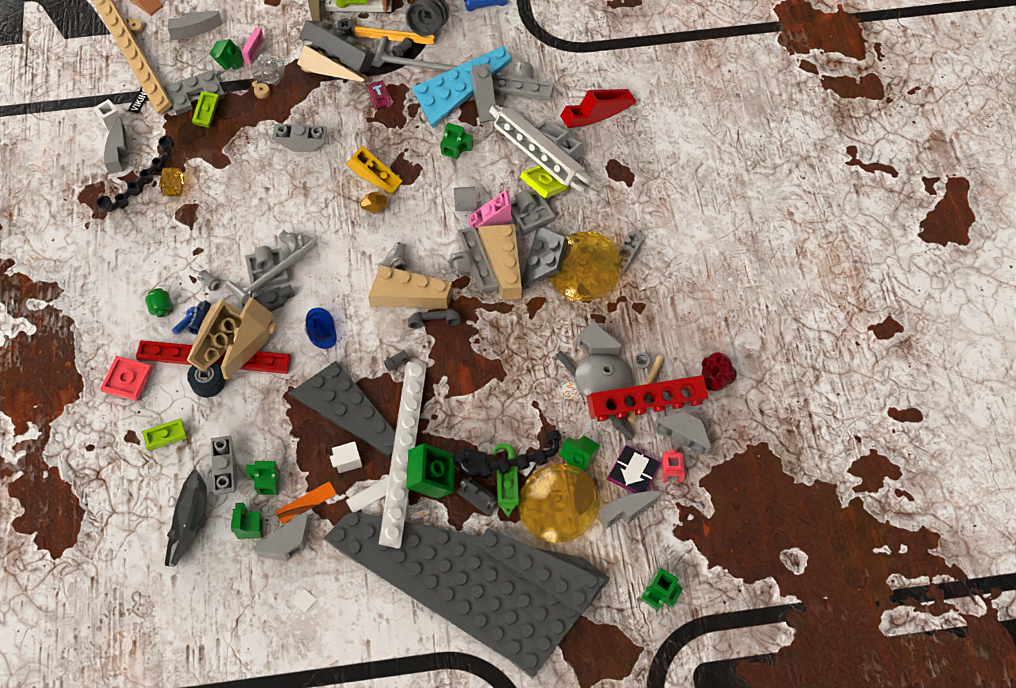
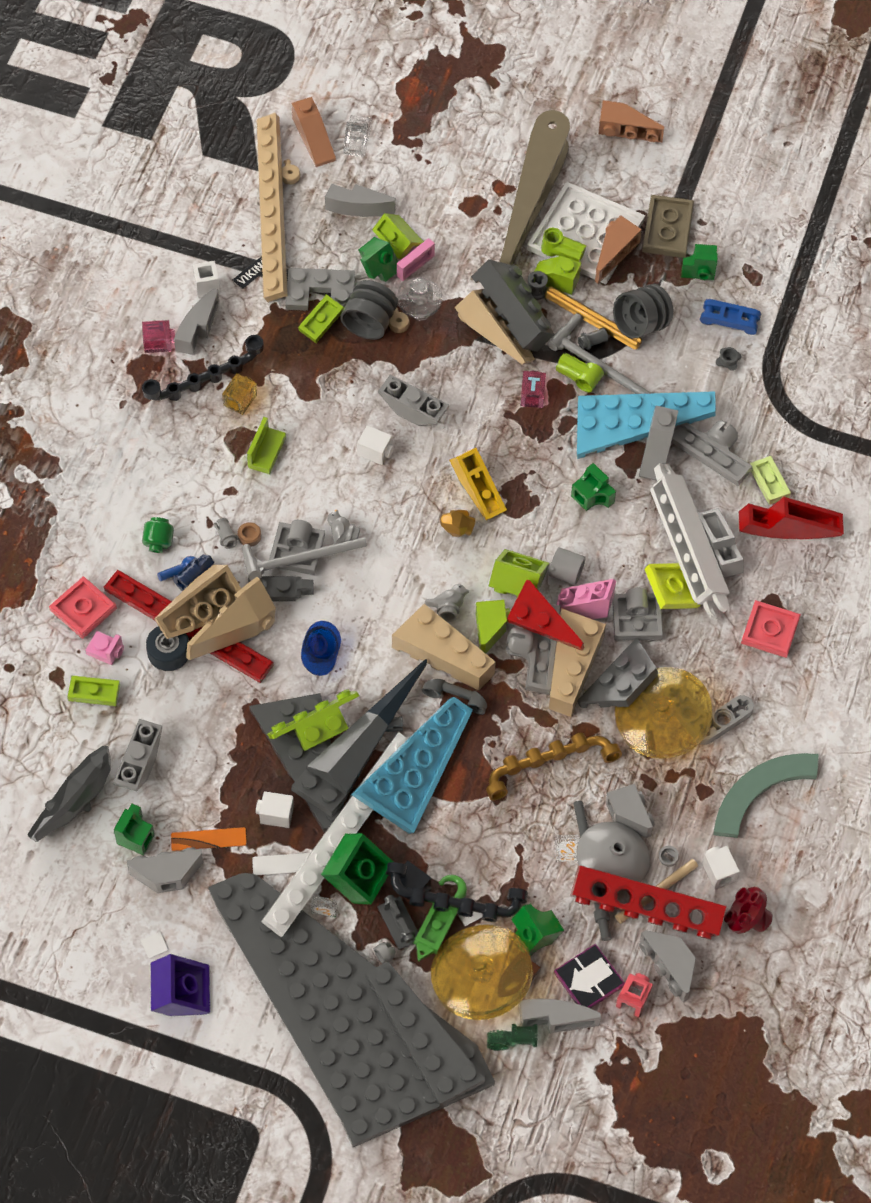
camera: 25 degrees right, 0 degrees up
(91, 168) = (157, 336): none -> clear pink brick
(158, 399) = (105, 647): none -> bright pink bracket
(209, 211) = (265, 448): none -> lime panel
(225, 31) = (397, 232): none -> lime panel
(227, 273) = (249, 534): none -> medium nougat tile
(237, 88) = (369, 309): none -> dark grey wheel
(265, 476) = (178, 789): green brick -> none
(287, 176) = (375, 445): none -> white brick
(340, 623) = (180, 986): none -> dark purple slope
(347, 382) = (318, 724): none -> lime bracket
(358, 13) = (561, 273): none -> lime slope
(377, 407) = (338, 767): none -> dark grey plate
(409, 72) = (585, 375): none -> lime piece
(432, 258) = (491, 622): none -> lime slope
(432, 387) = (410, 775): none -> medium azure wing
(434, 219) = (513, 570): none -> lime slope
(462, 237) = (537, 615): none -> red wing
(480, 523) = (384, 952): none -> light grey hinge
(498, 24) = (730, 353): none -> dark grey plate
(525, 325) = (557, 751): none -> pearl gold bar
(569, 88) = (769, 480): none -> yellowish green plate
(606, 537) = (504, 1040): none -> clear green connector
(623, 181) = (770, 629): none -> coral plate
(661, 589) = (544, 1122): green brick -> none
(670, 286) = (757, 782): none -> sand green tile
(680, 351) = (720, 866): none -> white brick

